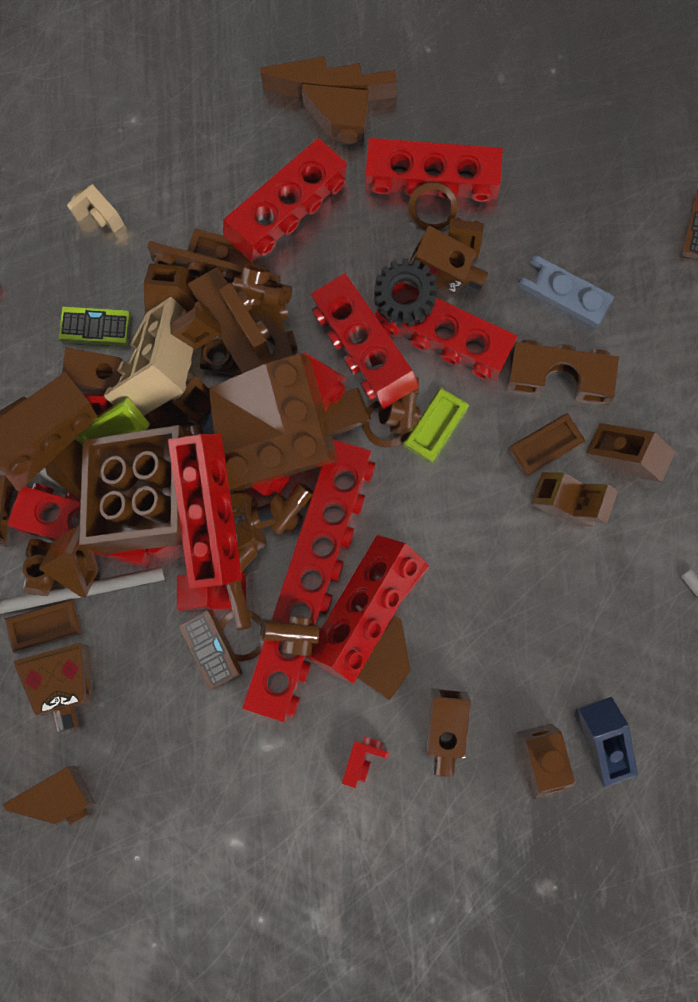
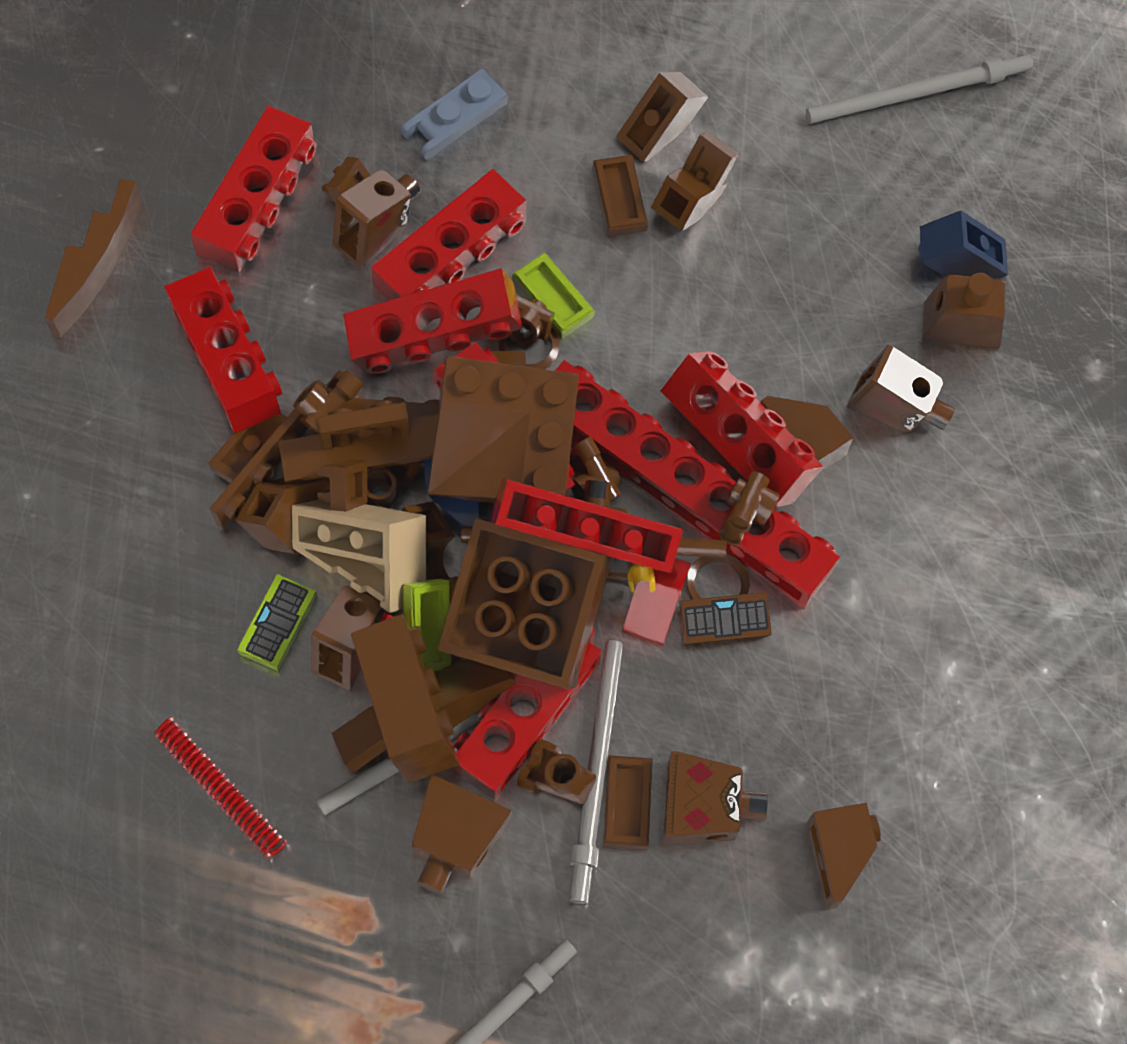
camera: 80 degrees left, 10 degrees down
(71, 563) = (567, 726): reddish brown slope -> none
(93, 202) = (132, 562): tan bracket -> none
(338, 111) = (136, 260): reddish brown slope -> none
(357, 767) = (906, 503): red bracket -> none
(405, 273) = (399, 234): black tyre -> none
(433, 186) = (278, 207): reddish brown piece -> none
(591, 371) = (562, 120): reddish brown arch -> none

